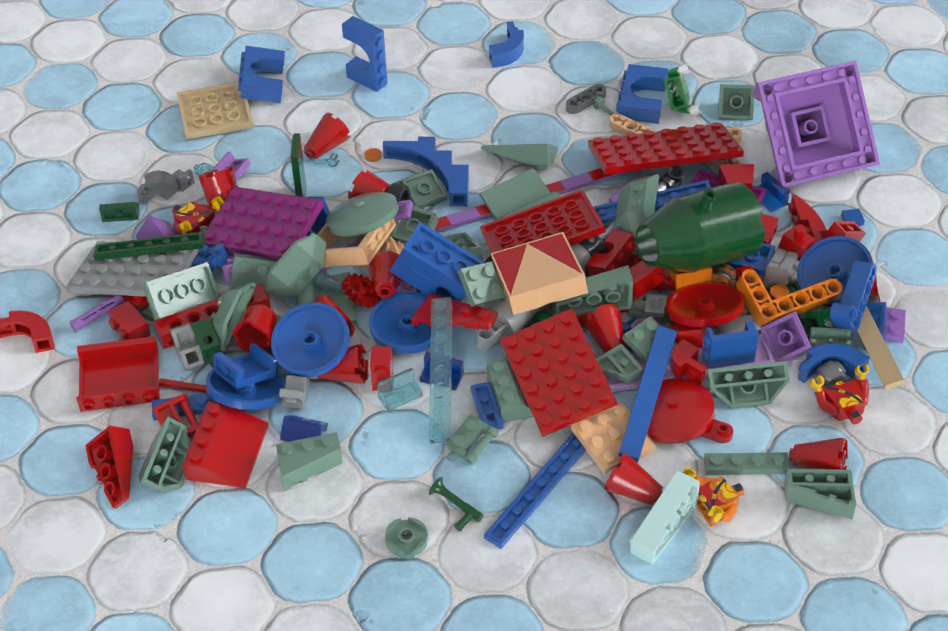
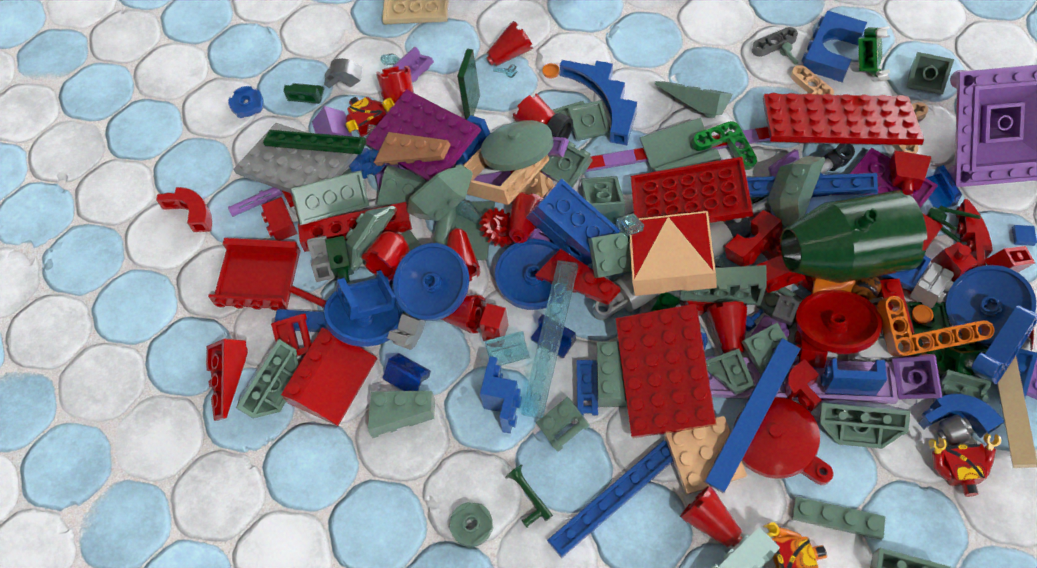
camera: 20 degrees right, 15 degrees up
(66, 230) = (242, 109): none -> blue plate
(185, 179) = (368, 68): flat silver bracket -> none
(255, 232) = (410, 148): none -> nougat wing
(406, 424) = (500, 395): none -> blue bracket
(493, 254) = (629, 224): none -> clear light blue plate
(567, 180) = (731, 138): none -> green beam
(773, 211) = (939, 215): none -> dark green plant
(820, 454) = (921, 534): red cone -> none

